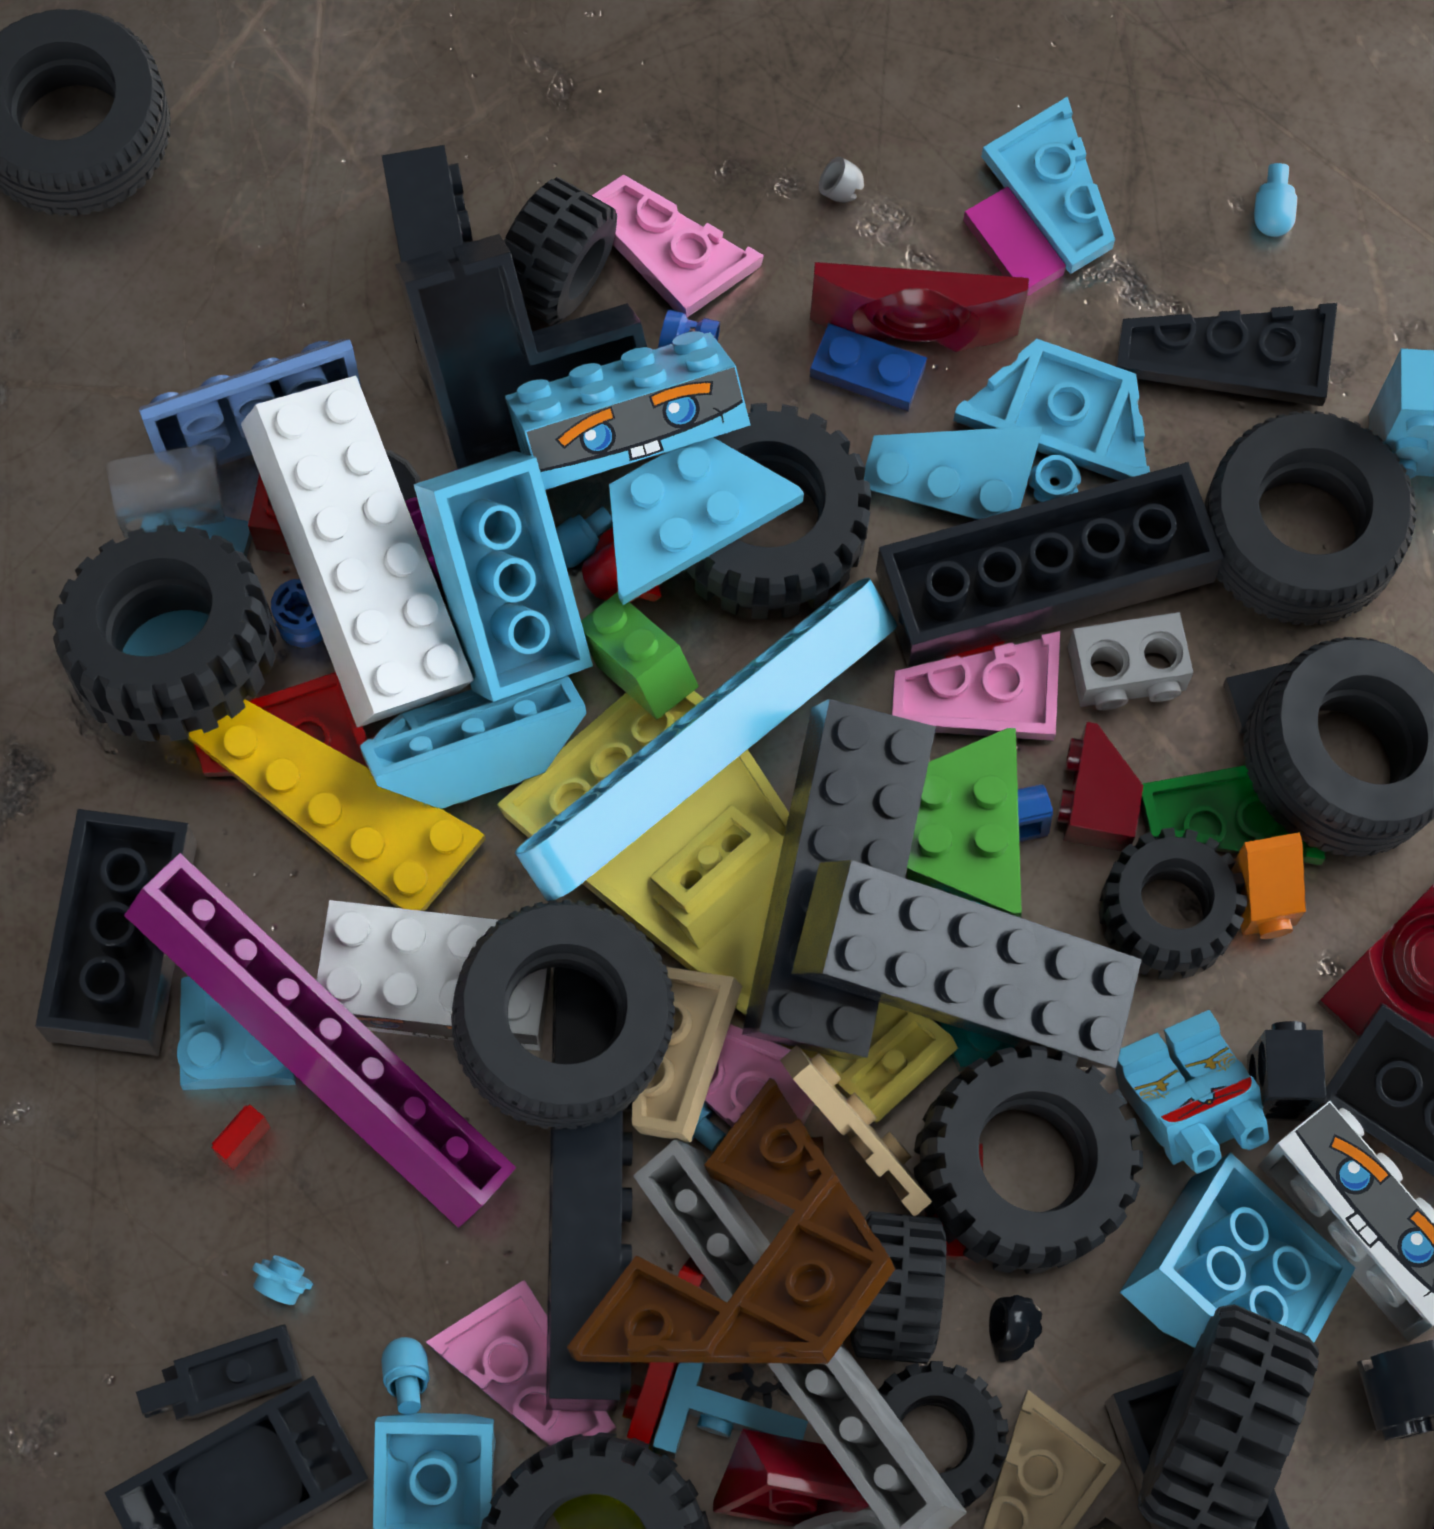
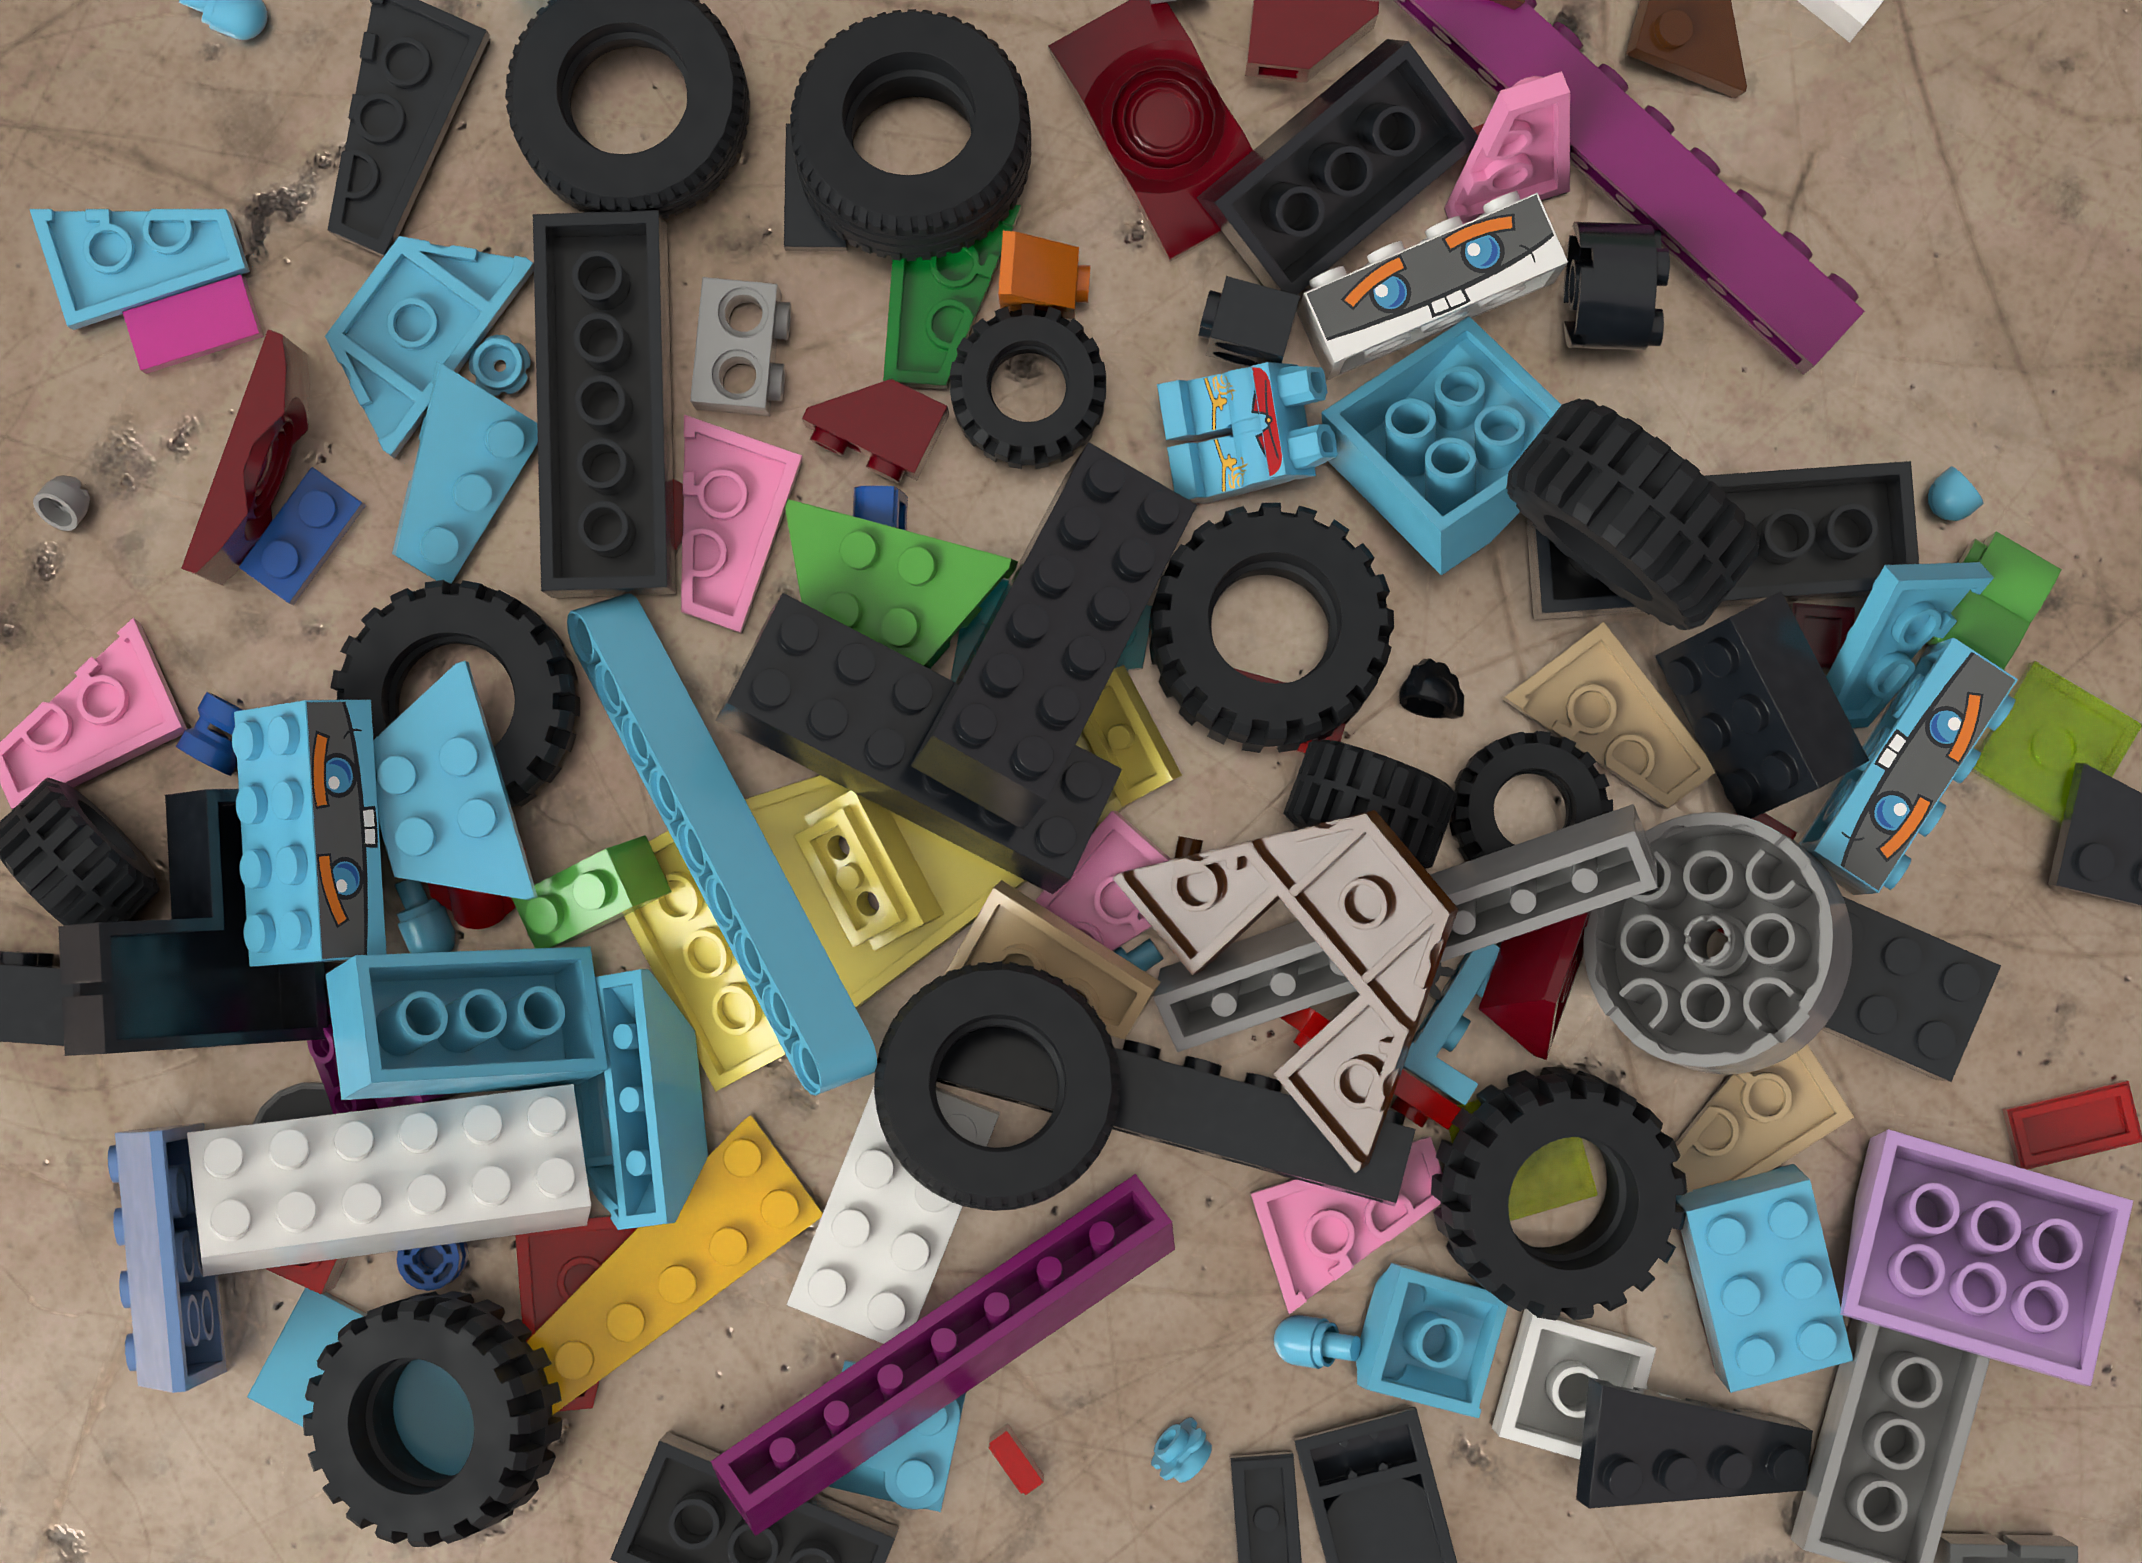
camera: 70 degrees left, 15 degrees up
(167, 489) = (250, 1376): clear piece -> none
(854, 1118) = (1176, 807): tan wing -> none

